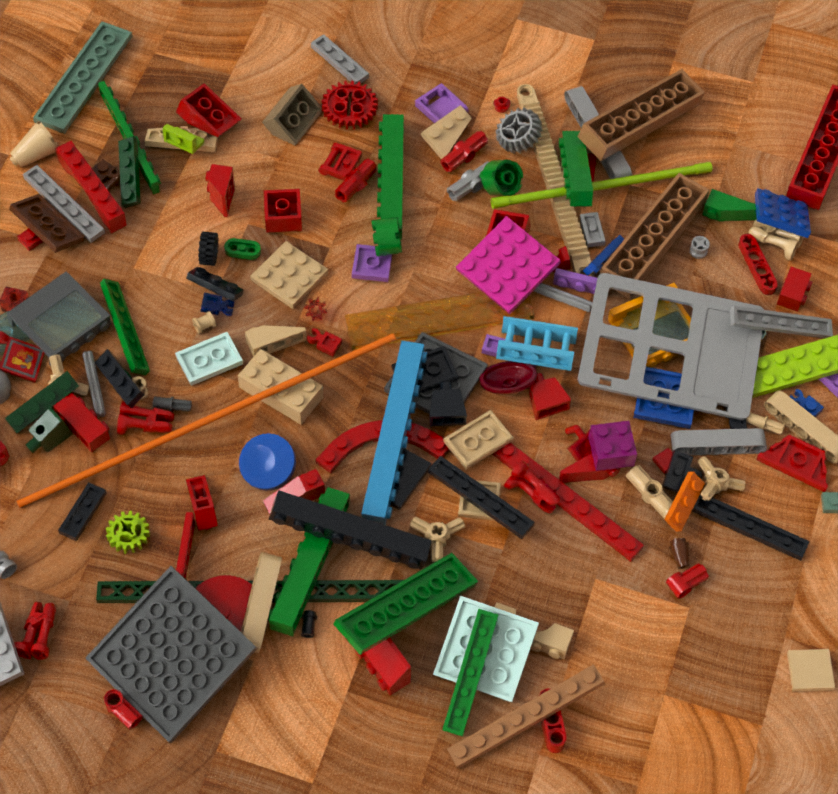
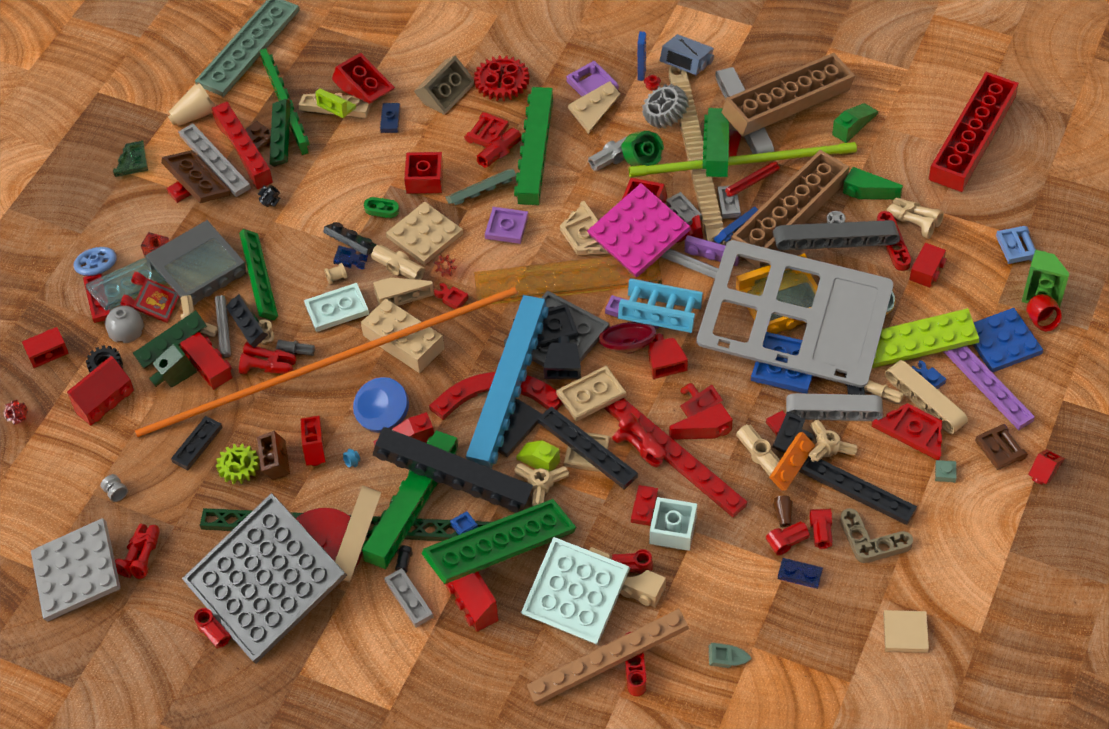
camera: 10 degrees right, 5 degrees down
(125, 241) = (269, 196): none -> black gear
(164, 521) = (273, 455): none -> reddish brown brick
(186, 543) = (292, 477): red tile -> none
(208, 248) = (347, 205): black tyre -> none
(221, 187) = (366, 148): red slope -> none
(240, 151) = (390, 117): none -> dark blue plate
(243, 519) = (351, 458): none -> dark azure plate
(266, 308) = (397, 262): none -> tan piece
(318, 664) = (408, 597): none -> light grey plate
(339, 59) = (497, 36): light grey plate -> none
(348, 219) = (474, 190): none -> sand green plate
(366, 584) = (463, 523): none -> blue tile
(386, 236) = (521, 199): green brick -> none
(433, 507) = (540, 455): none -> lime slope
(444, 265) = (576, 232): none -> tan wing
(464, 151) = (609, 124): red piece -> none
(470, 672) = (556, 611): green plate -> none
(491, 78) = (641, 54): none -> blue tile
(534, 74) = (686, 54): none -> sand blue brick
(536, 613) = (633, 559): none -> red piece
(542, 553) = (644, 505): none -> red plate
(547, 238) = (683, 207): none -> light grey hinge
(575, 573) = (673, 523): none -> light aqua brick
(612, 445) = (723, 403): magenta brick -> none
(613, 205) = (752, 179): none -> red axle
(640, 706) = (726, 655): none -> sand green plate
(702, 616) = (800, 573): none -> clear blue plate
(704, 263) = (836, 235): none -> dark grey beam
(705, 140) = (852, 121): none -> green slope
(718, 563) = (821, 523): none -> red piece
(765, 582) = (866, 544): none -> dark tan beam
(780, 322) = (907, 294): light grey plate -> none
(782, 212) = (922, 191): blue plate -> none

